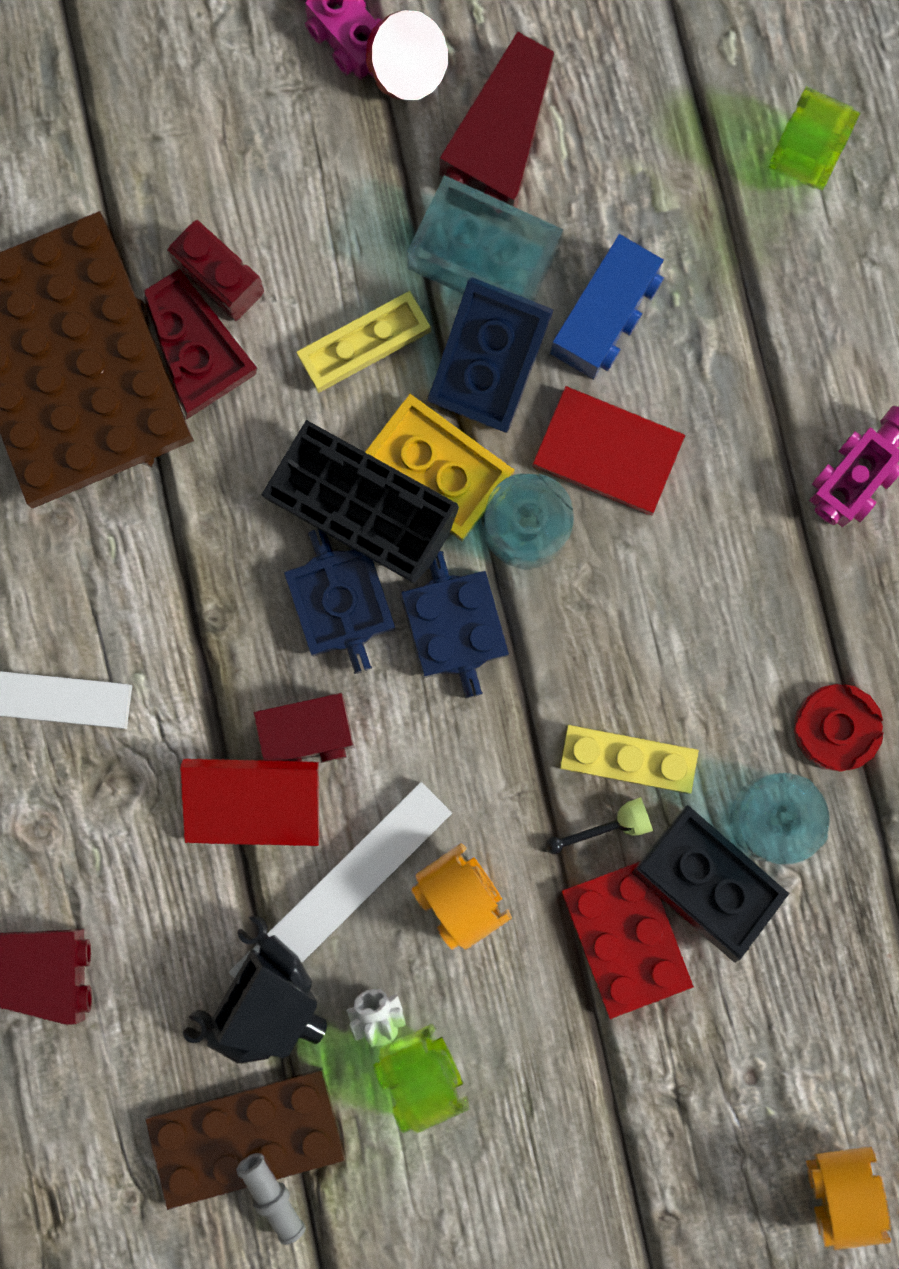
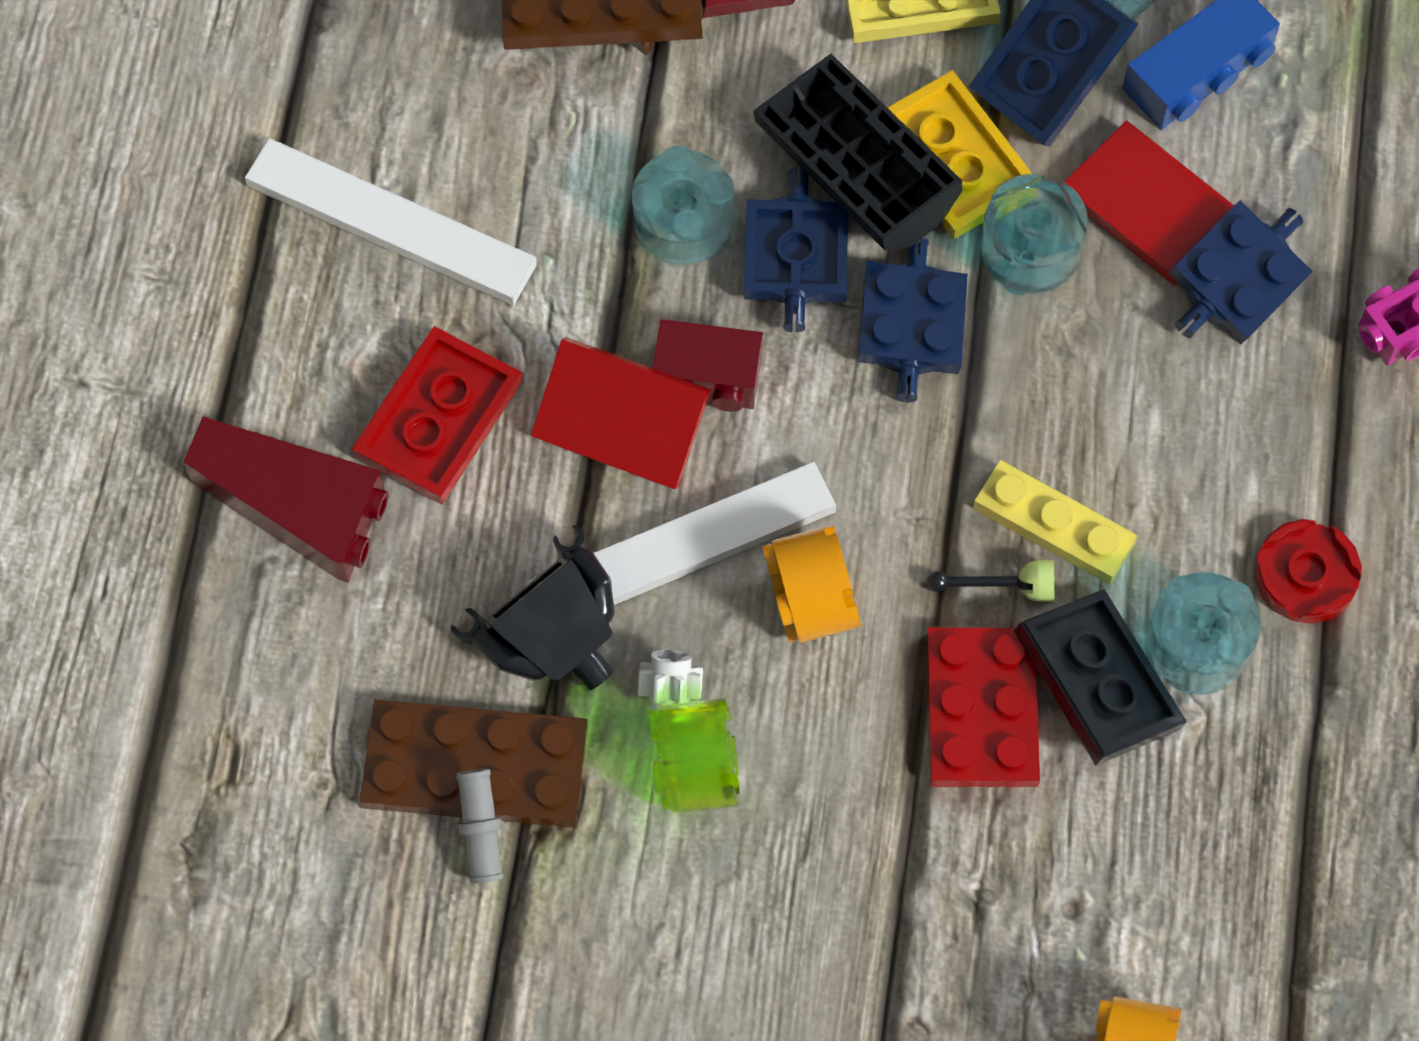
camera: 25 degrees right, 15 degrees down
(102, 854) = (437, 415): none -> red plate
(222, 576) = (683, 207): none -> clear light blue brick
(702, 489) = (1240, 272): none -> dark blue plate

